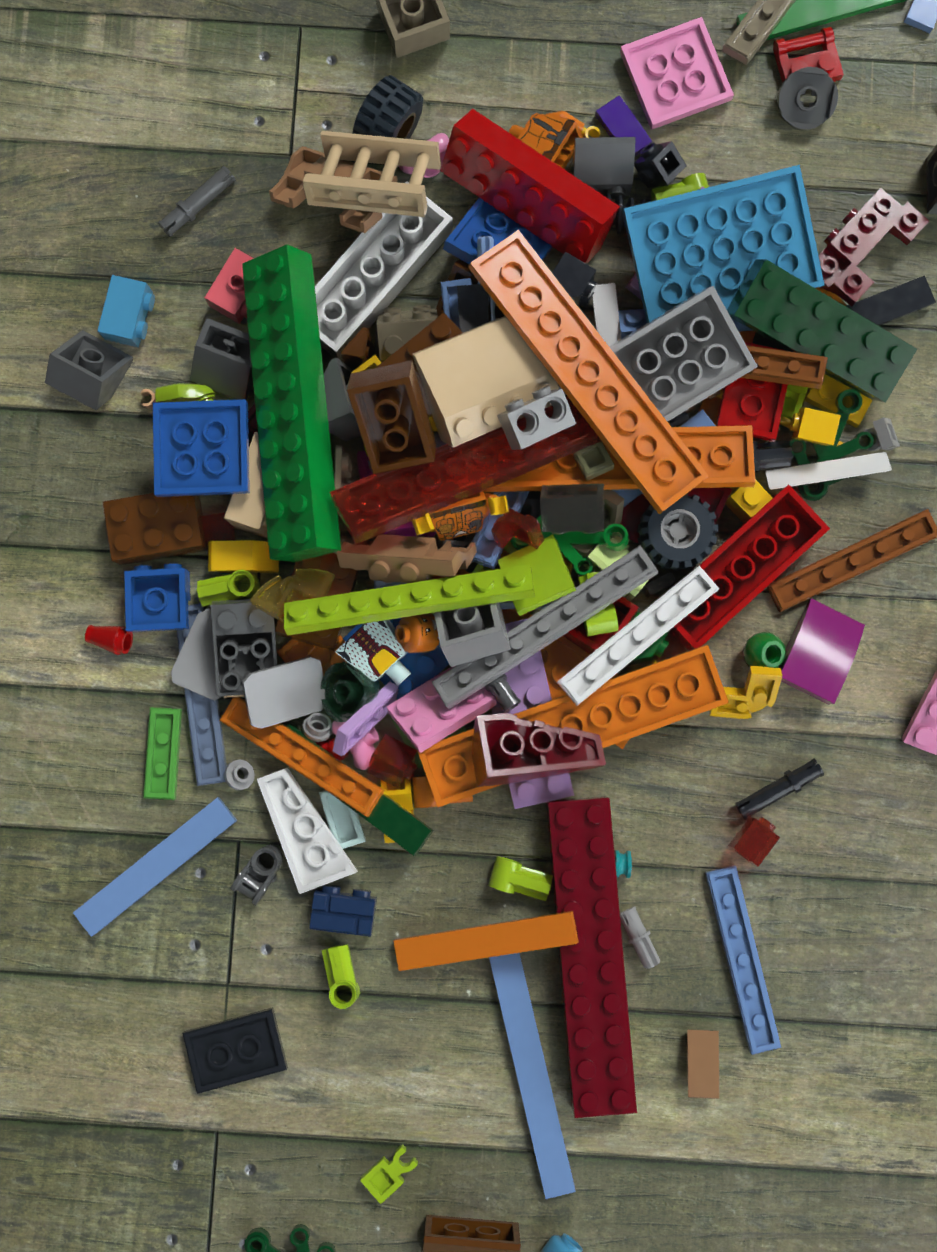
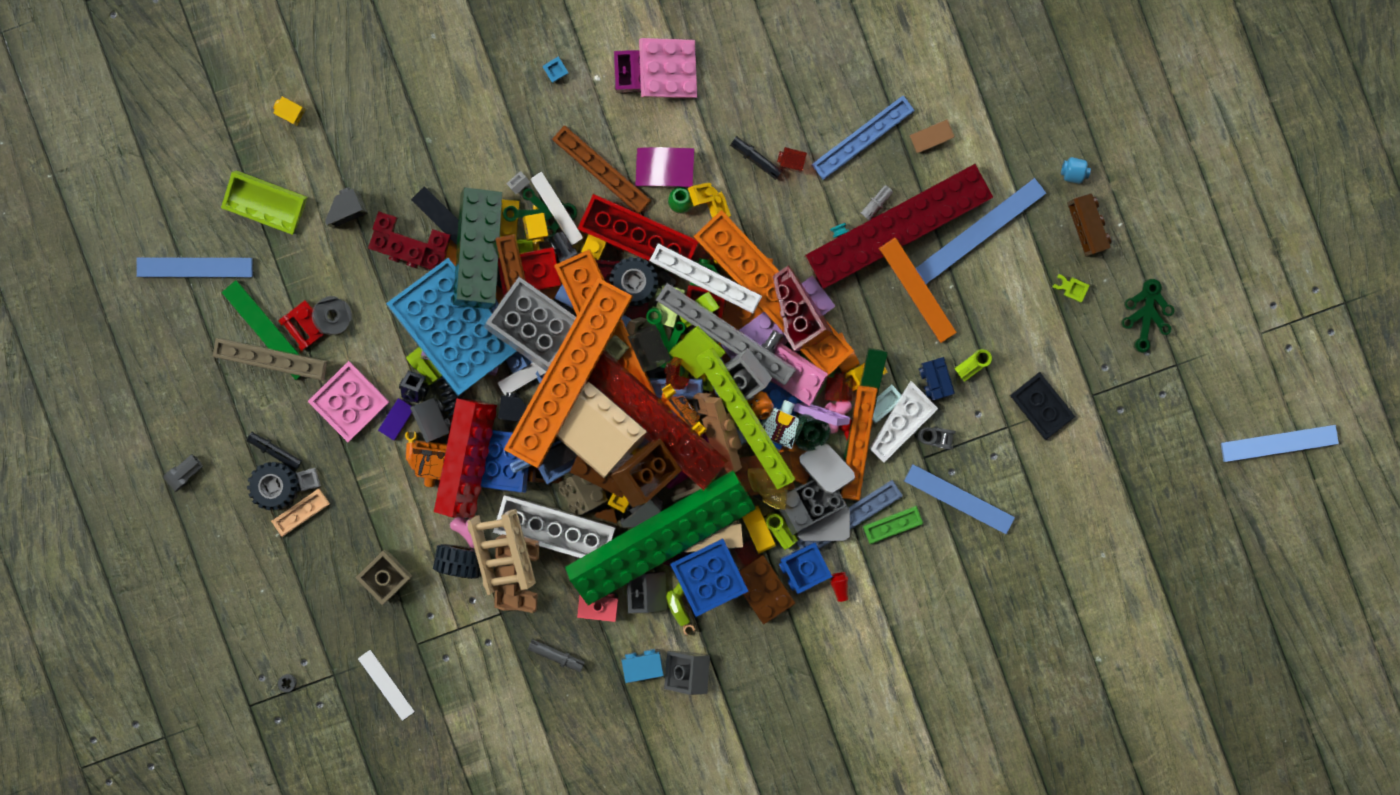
camera: 115 degrees left, 5 degrees up
(232, 778) = (887, 478): light grey plate -> none
(317, 727) = (834, 441): light grey plate -> none
(513, 877) = (874, 290): lime piece -> none
(538, 424) = (613, 388): light grey brick -> none

